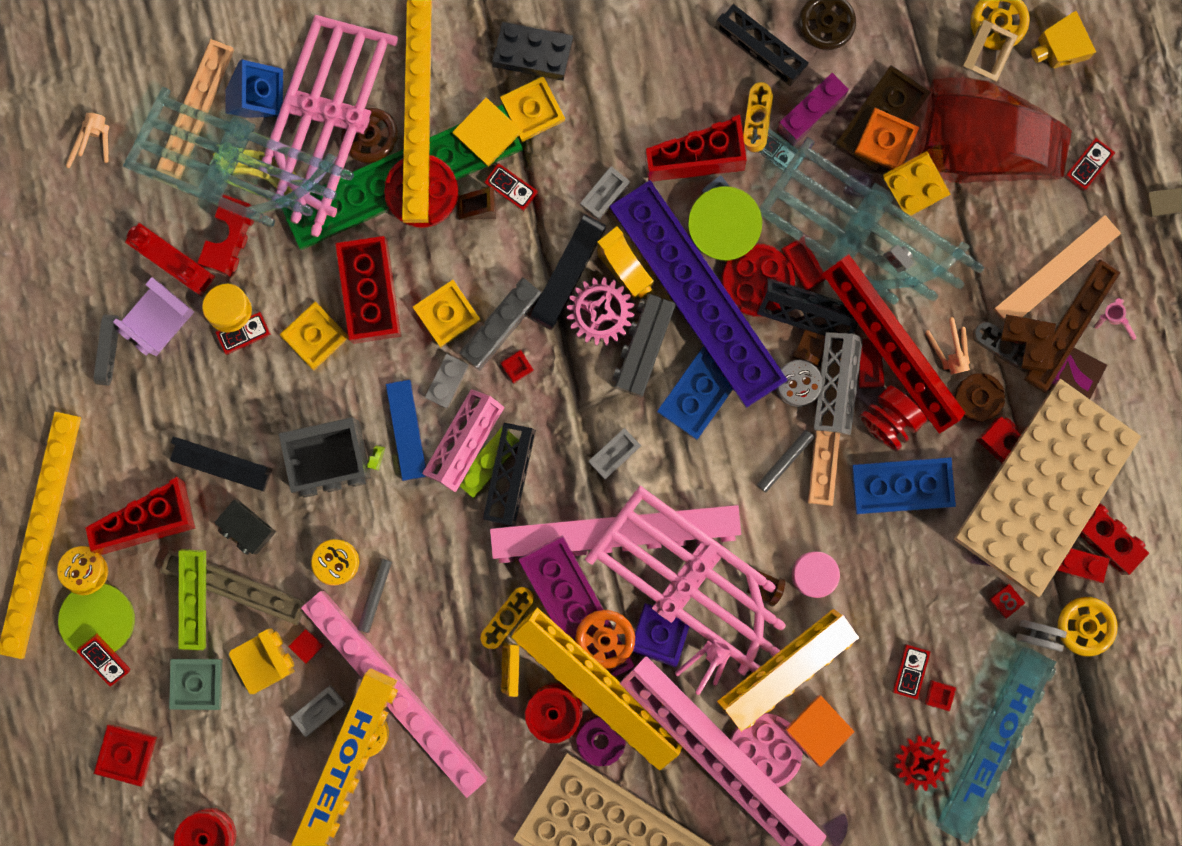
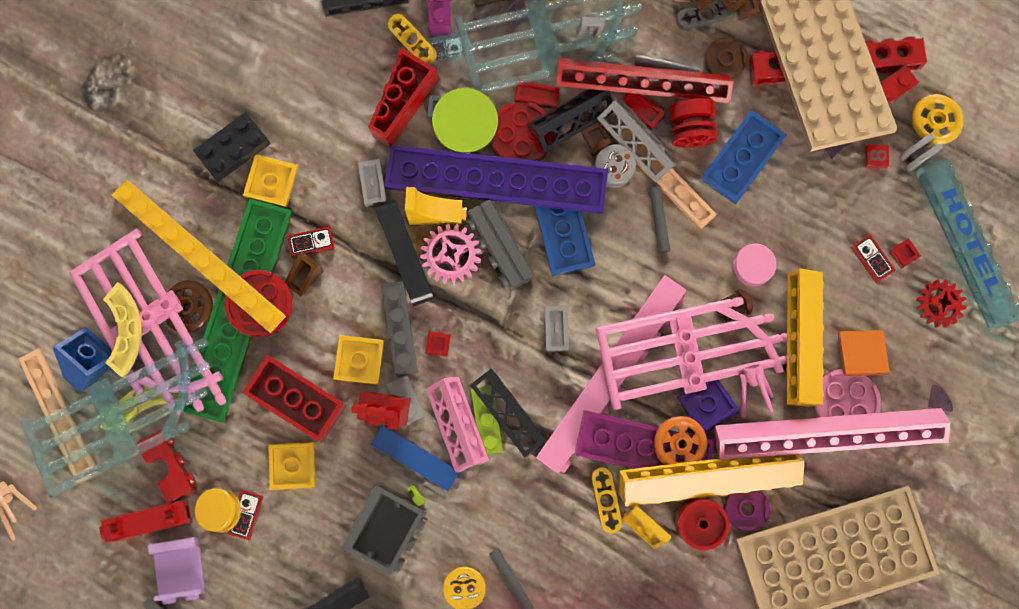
camera: 55 degrees left, 5 degrees down
(309, 106) = (129, 329): none -> light yellow tile
(422, 368) = (382, 409): none -> red brick
(487, 132) = (259, 224): yellow tile -> none
(926, 349) = (647, 61): none -> dark grey piece
(959, 361) = (690, 51): light nougat plant -> none

